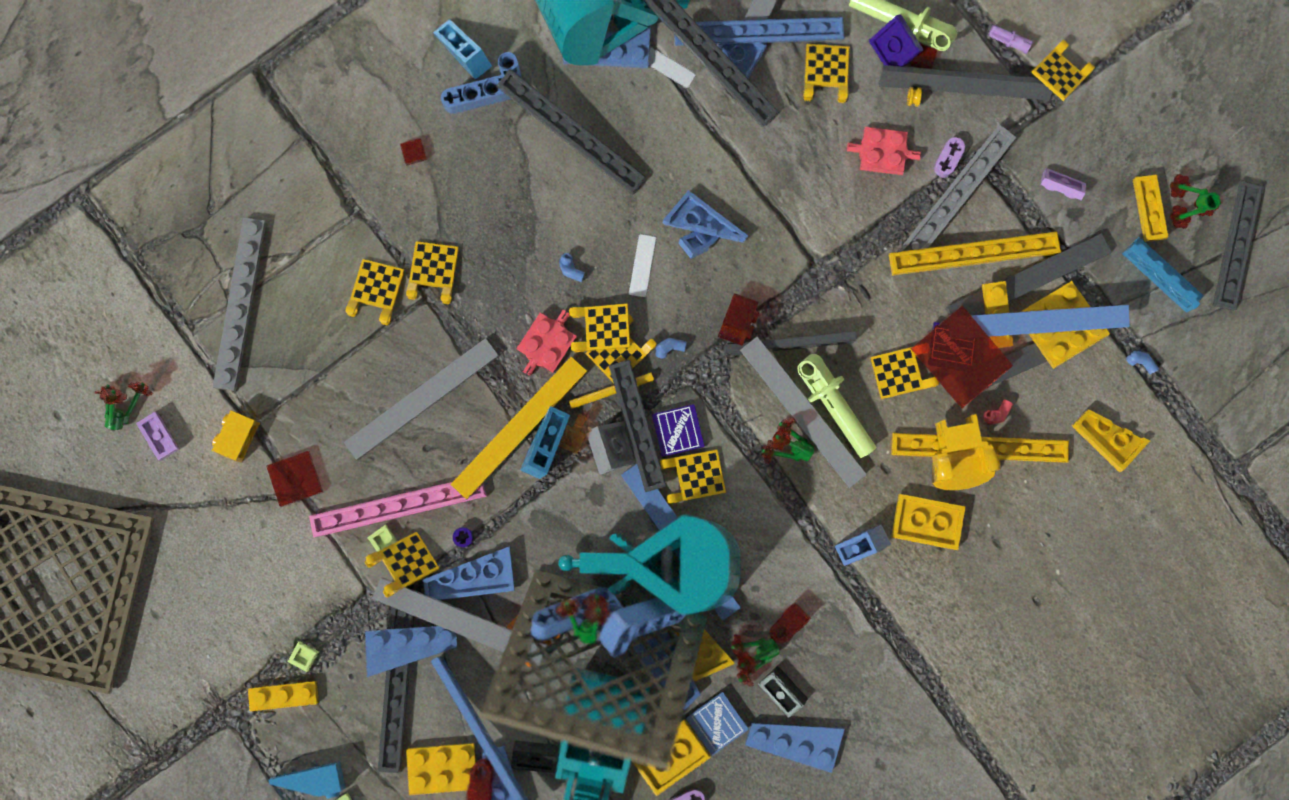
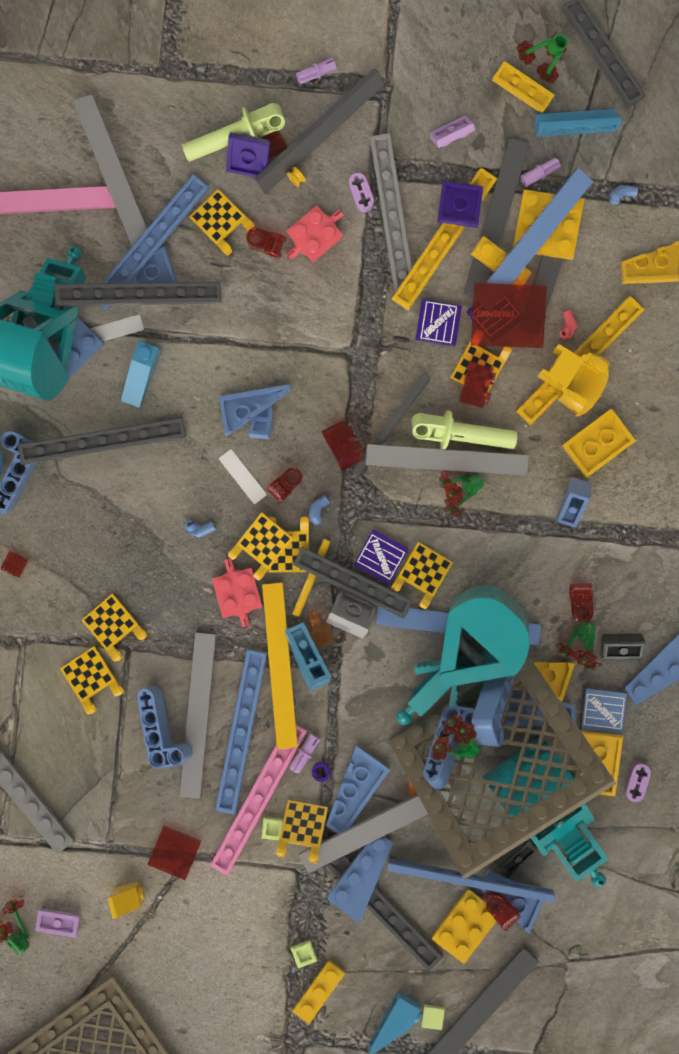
camera: 50 degrees left, 5 degrees up
(224, 472) = (126, 899): none -> yellow slope
(235, 436) = (107, 868): yellow brick -> none
(379, 369) = (161, 727): none -> medium blue beam
(438, 445) = (241, 731): none -> medium blue tile
(466, 510) = (304, 753): none -> lavender axle
(650, 114) = (140, 373): none -> dark azure slope
(665, 302) = (284, 486): none -> clear red piece
(844, 122) = (267, 242): none -> clear red piece
(883, 382) = (476, 385): none -> clear red brick
(904, 309) = (438, 322): none -> dark purple tile
(1012, 240) = (460, 204): none -> dark purple tile
(1059, 73) = (373, 60): yellow flag -> none
(1097, 281) = (540, 172): none -> lavender axle

